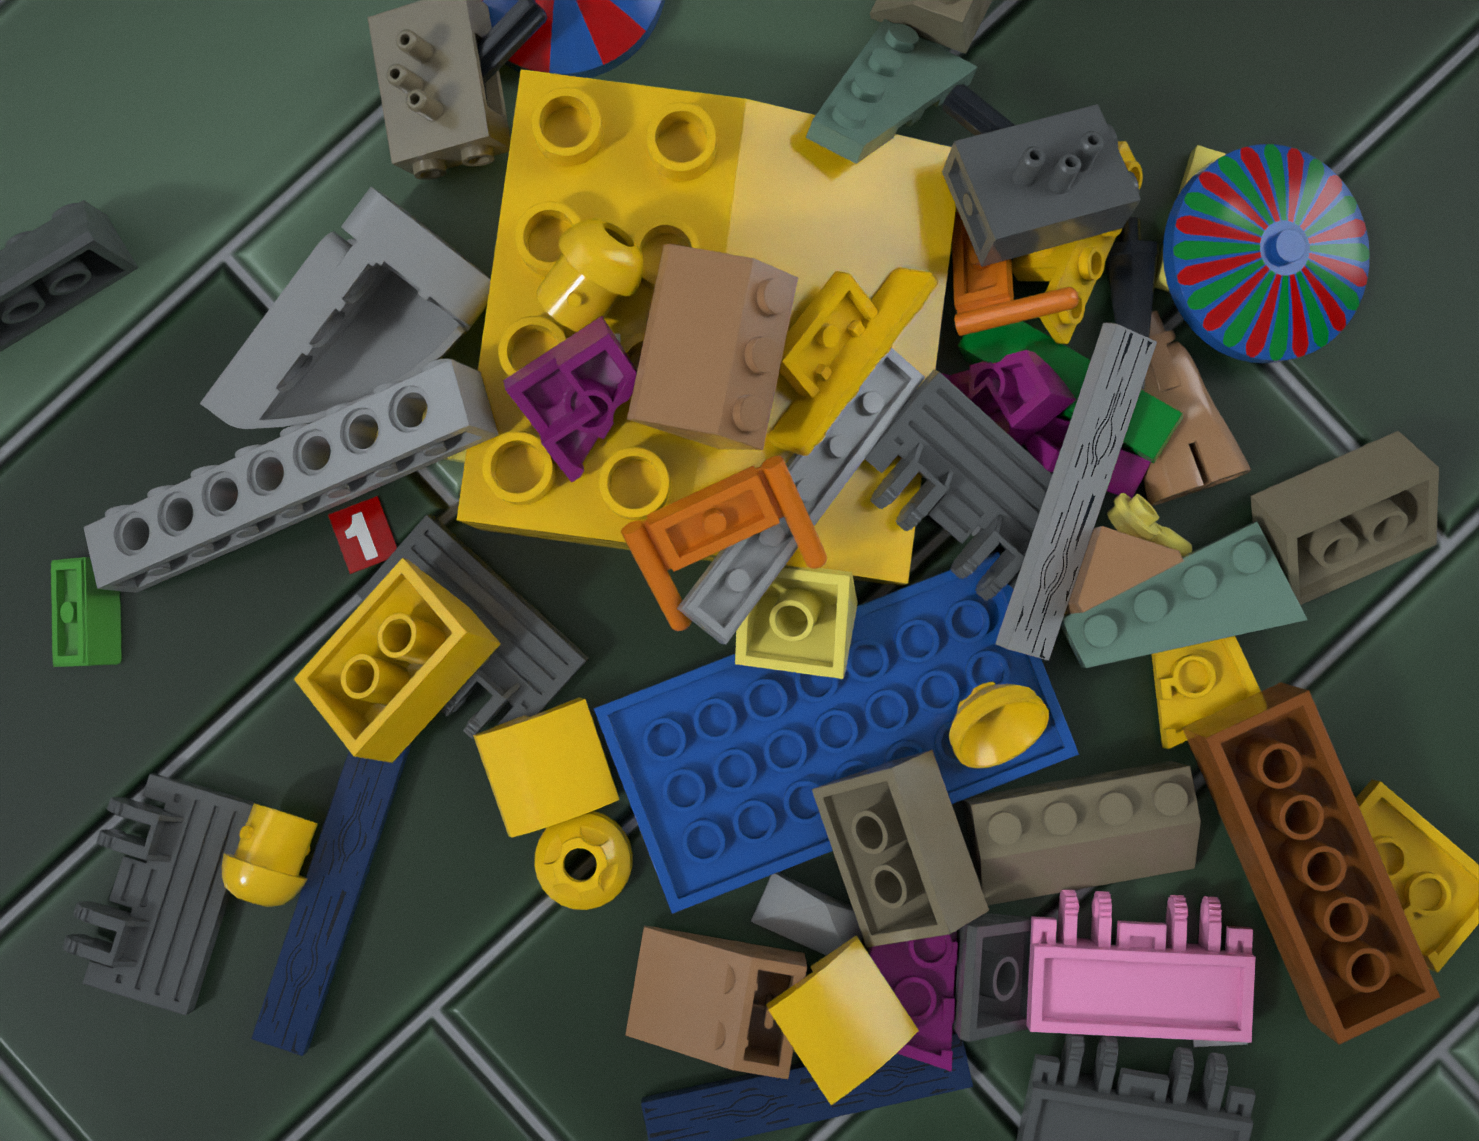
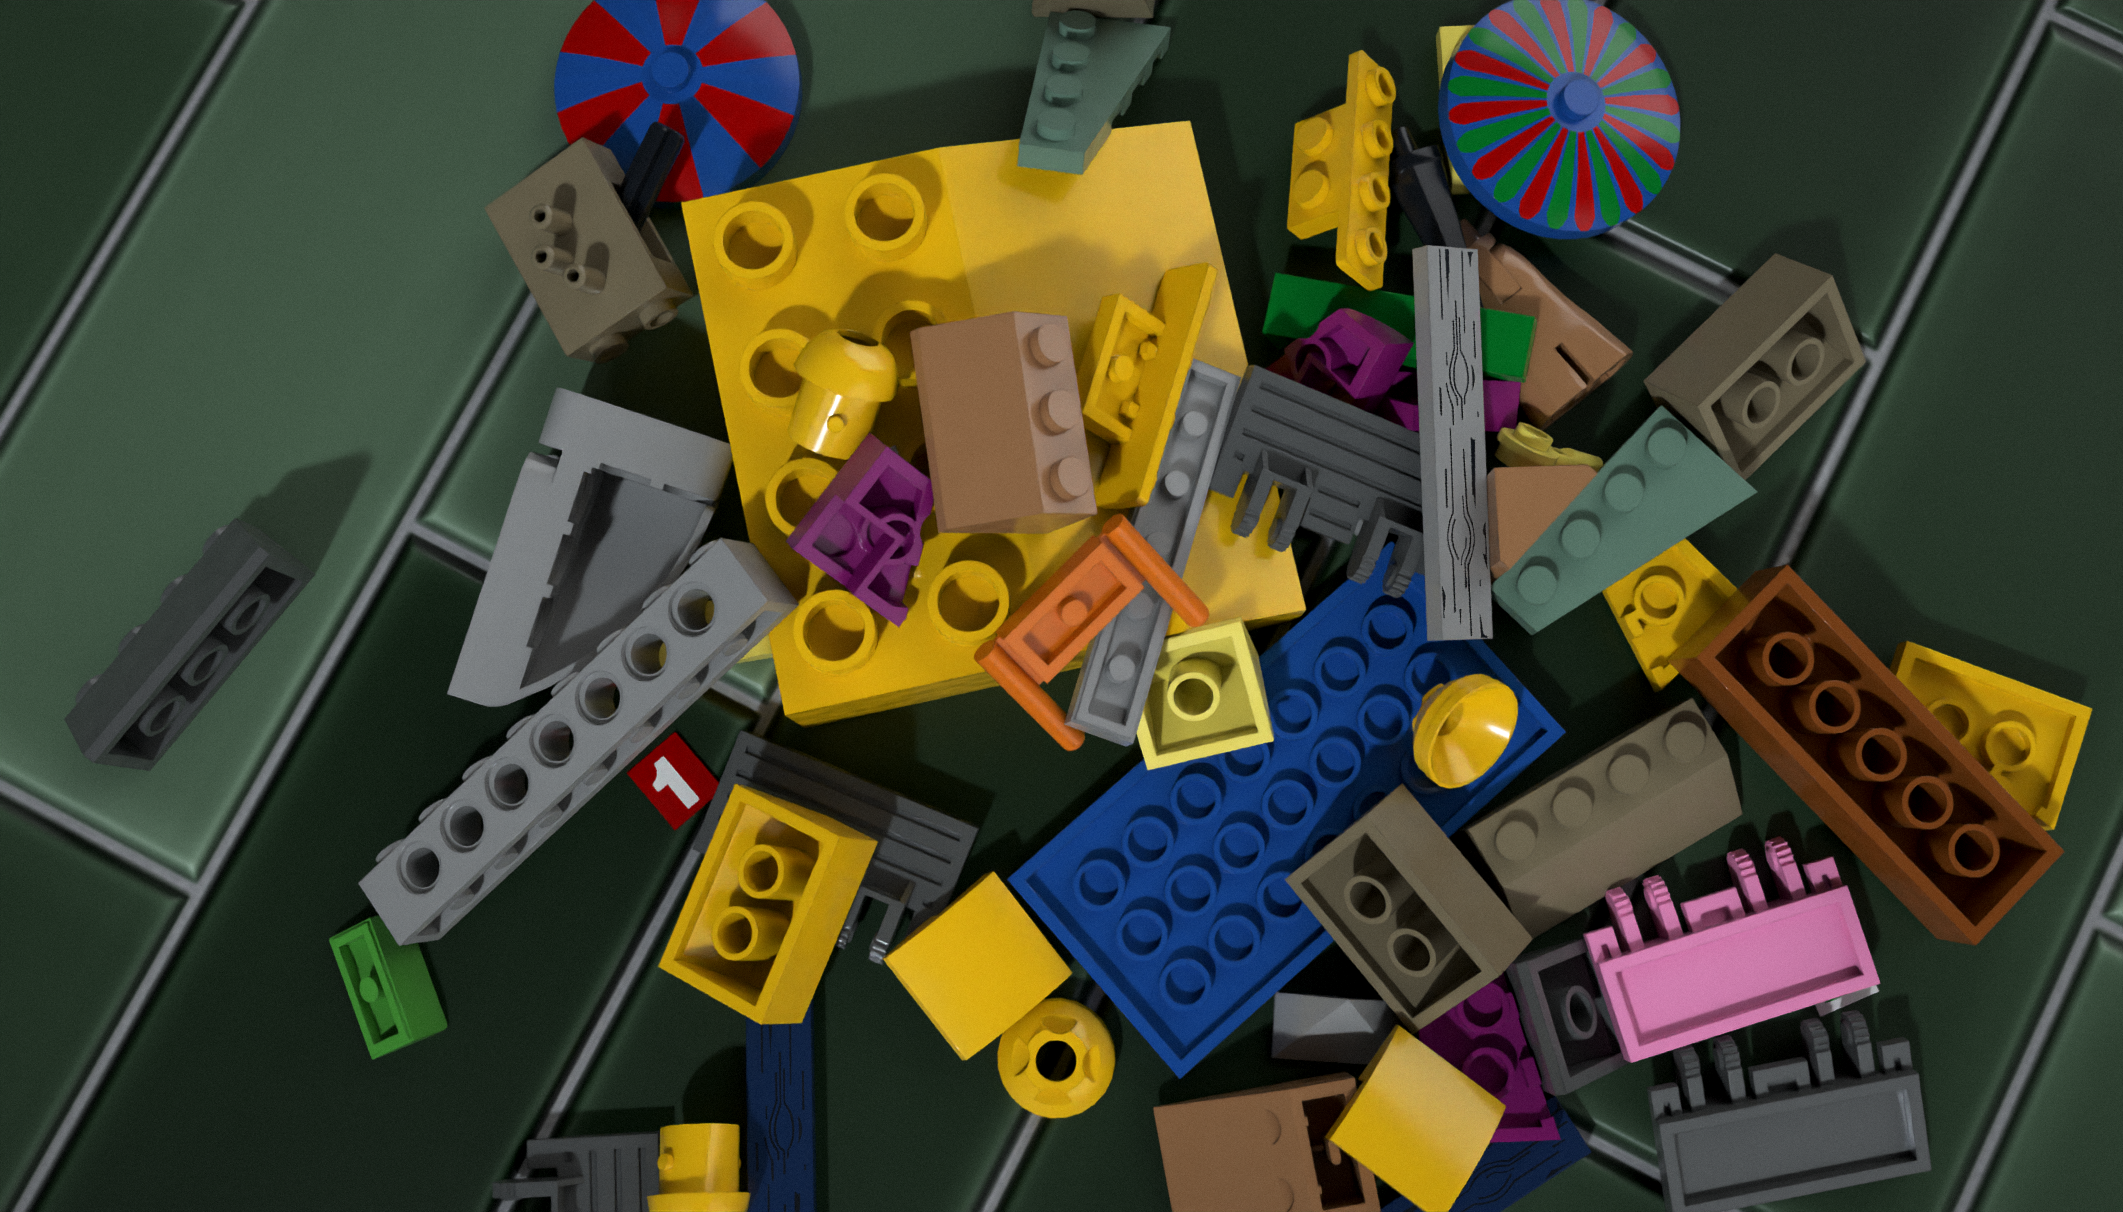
camera: 20 degrees left, 5 degrees down
(986, 293) = (1257, 229): orange plate -> none
(1035, 179) = (1281, 124): dark grey piece -> none

